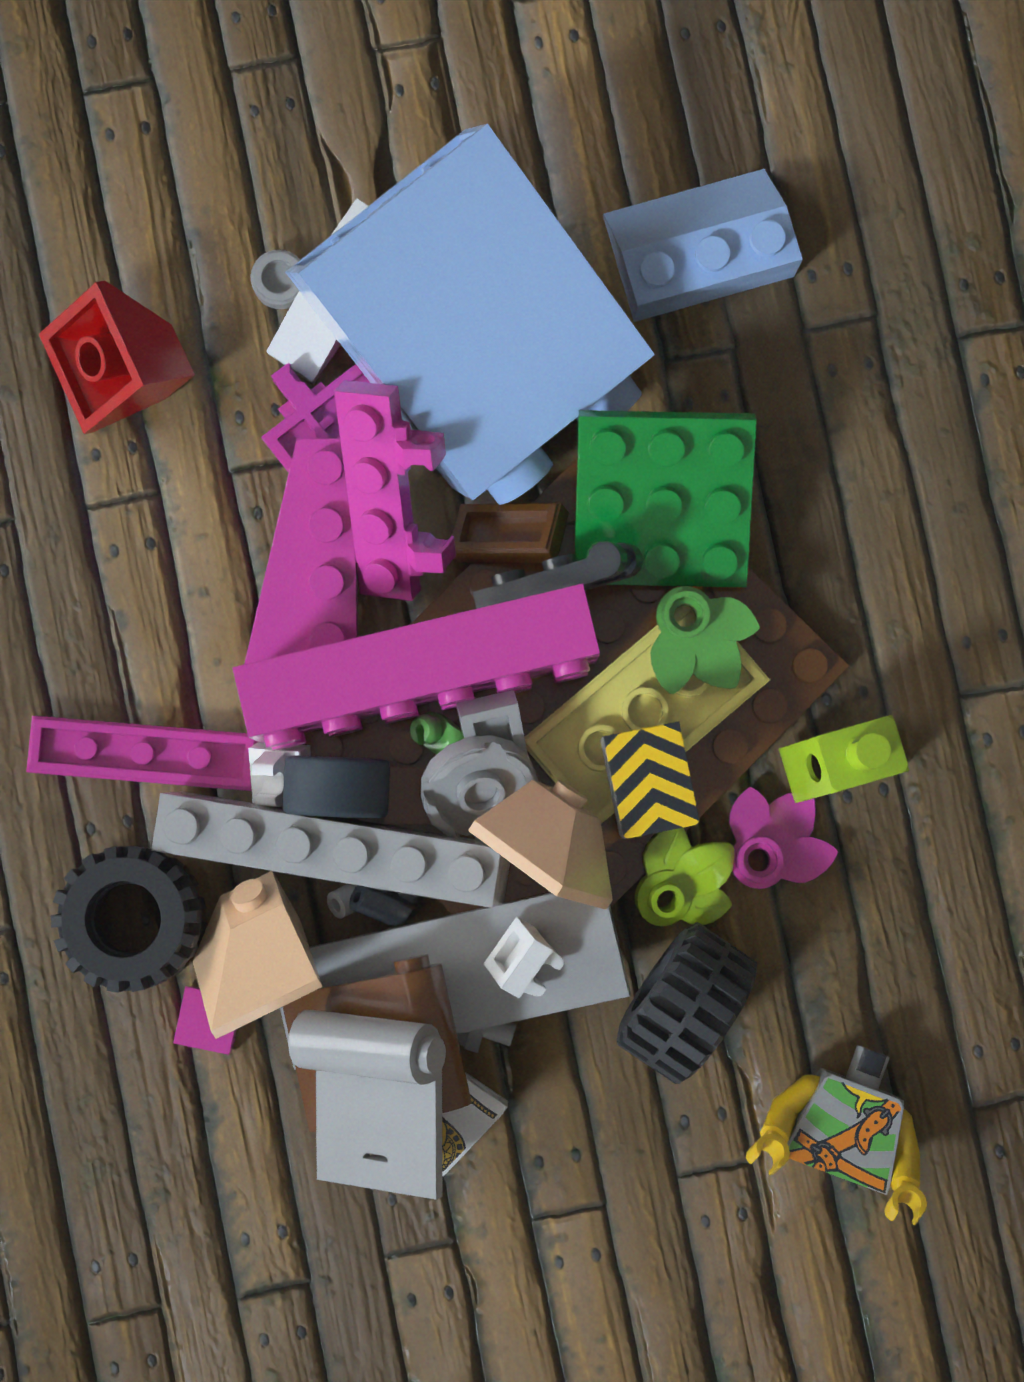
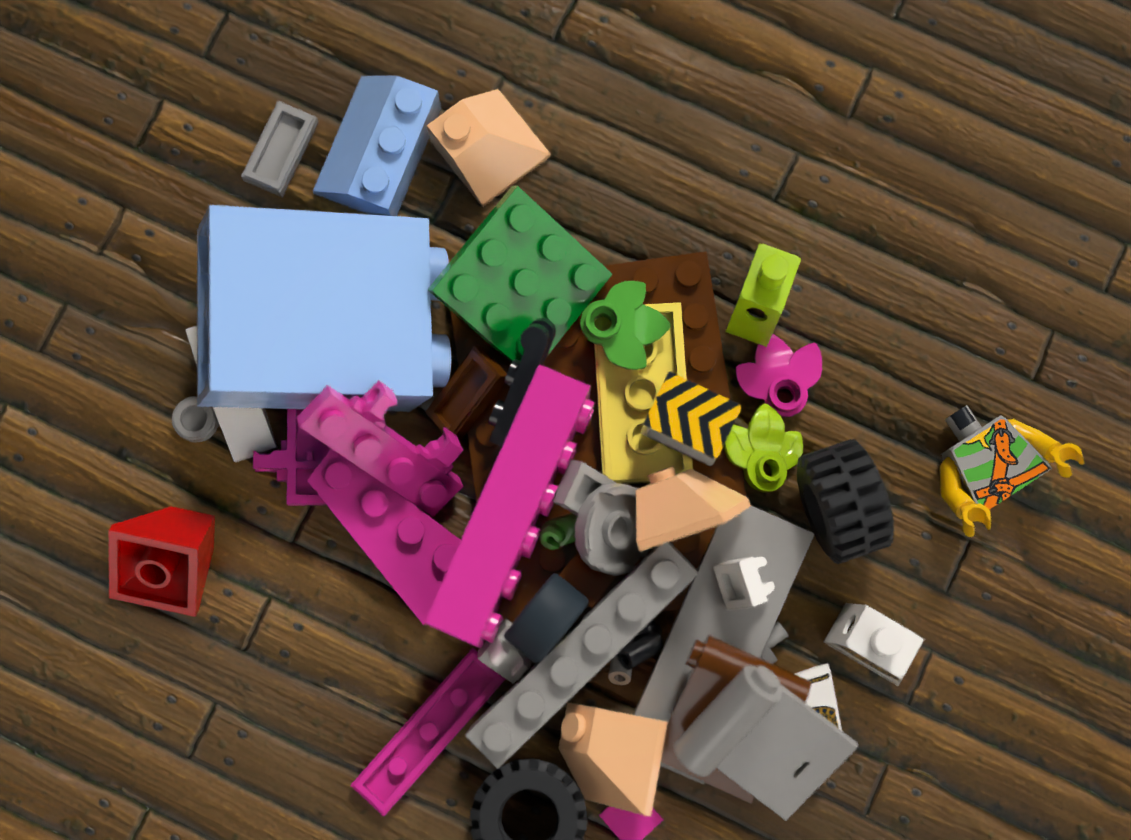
camera: 55 degrees left, 5 degrees down
(566, 1138) = (874, 641): none -> white torso
(622, 146) = (280, 149): none -> light grey tile
(790, 353) = (486, 144): none -> light nougat slope

